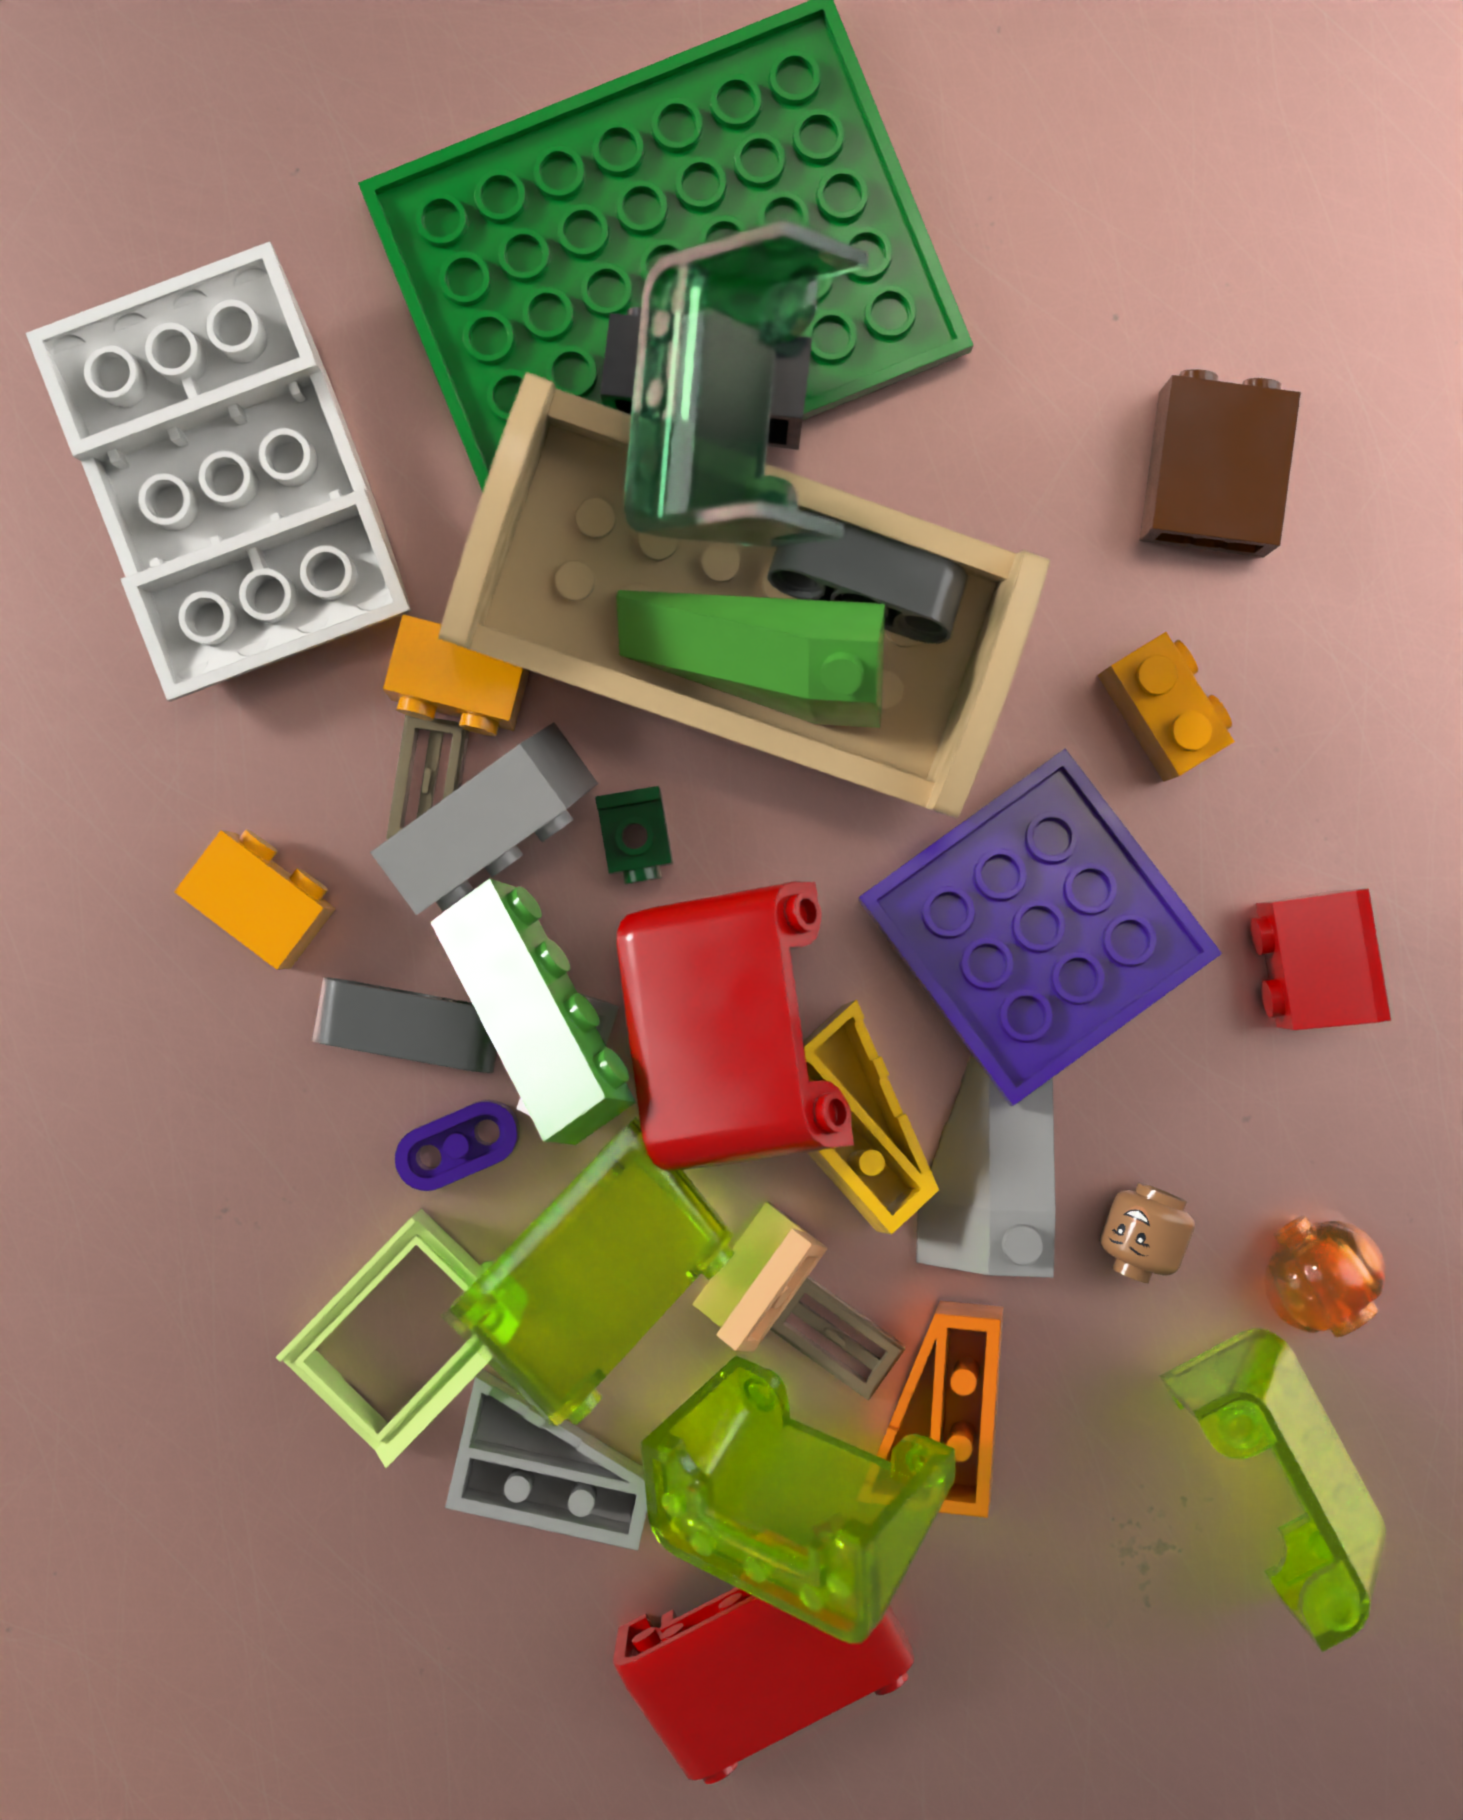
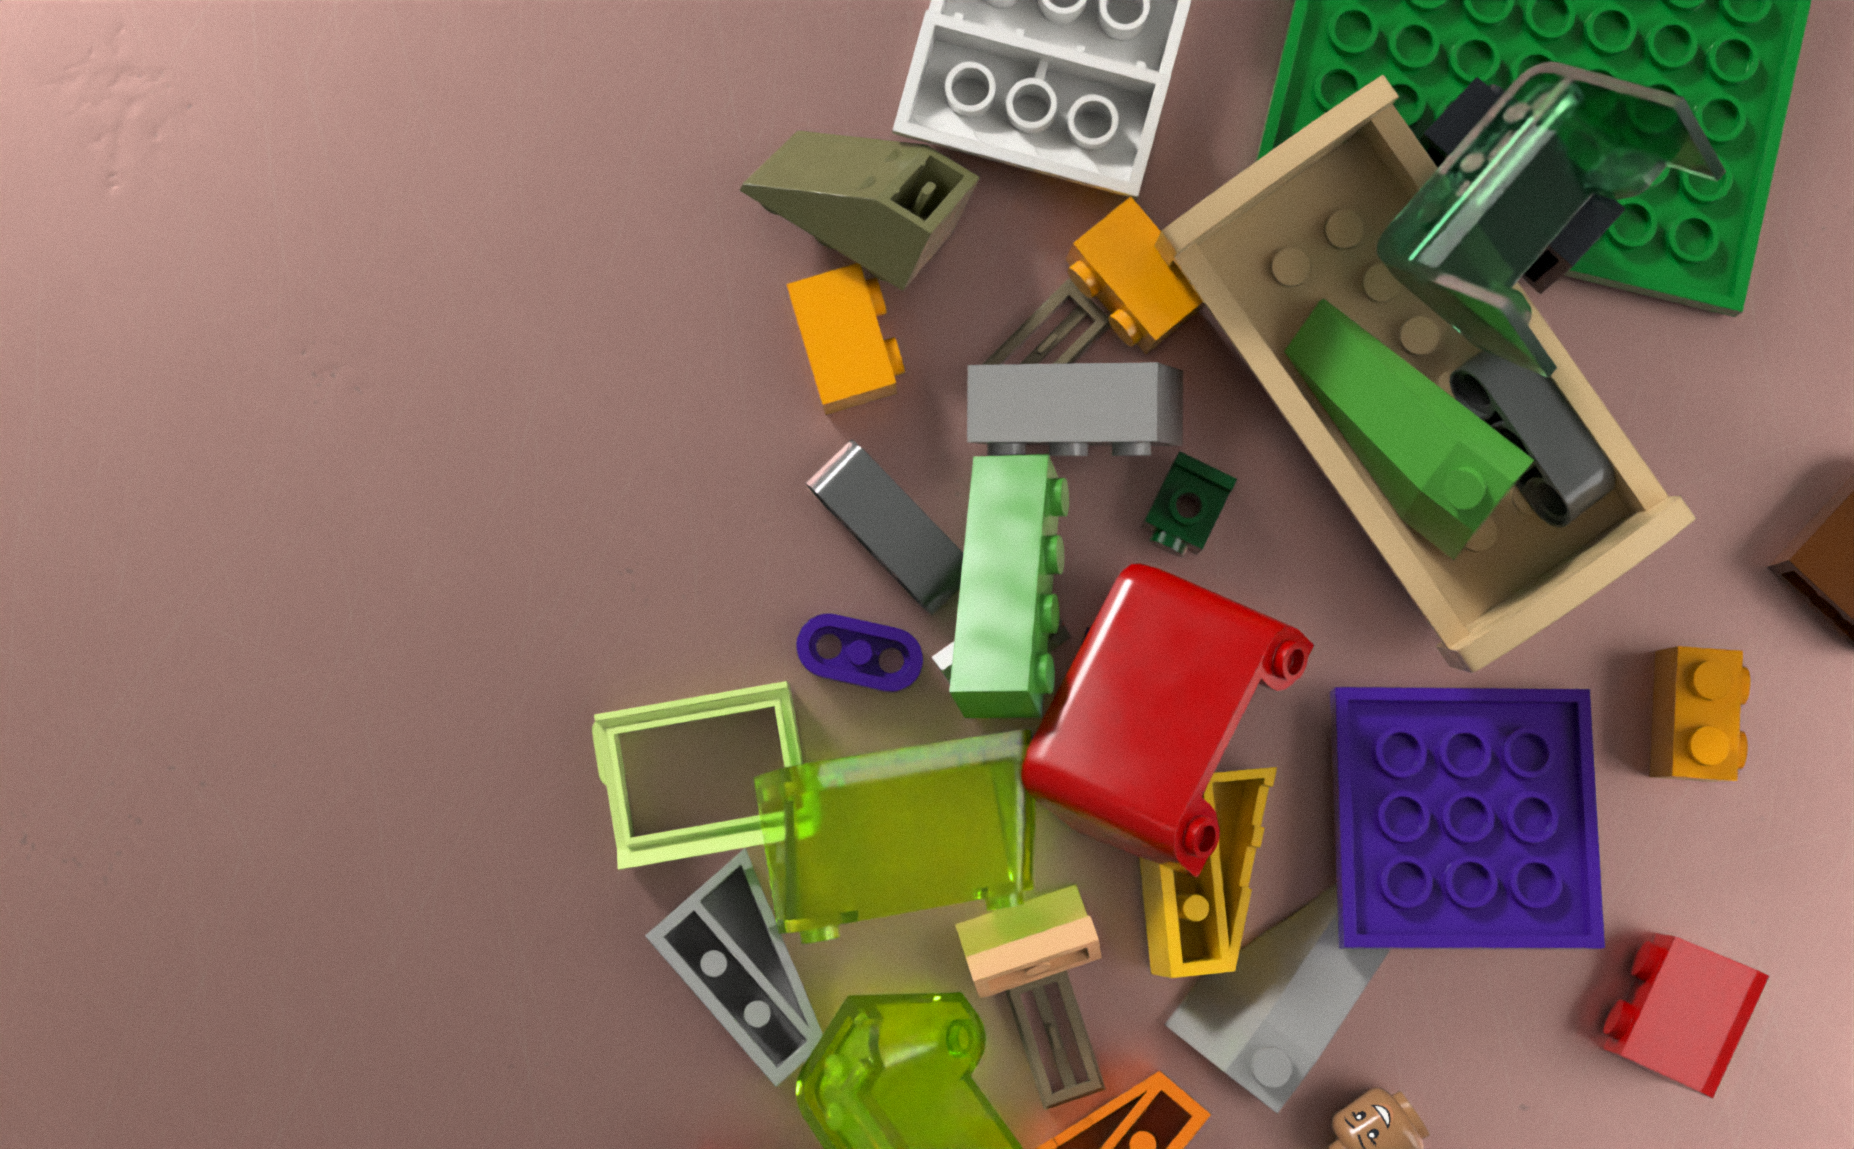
camera: 40 degrees right, 5 degrees down
(188, 772) = (866, 198): none -> olive slope

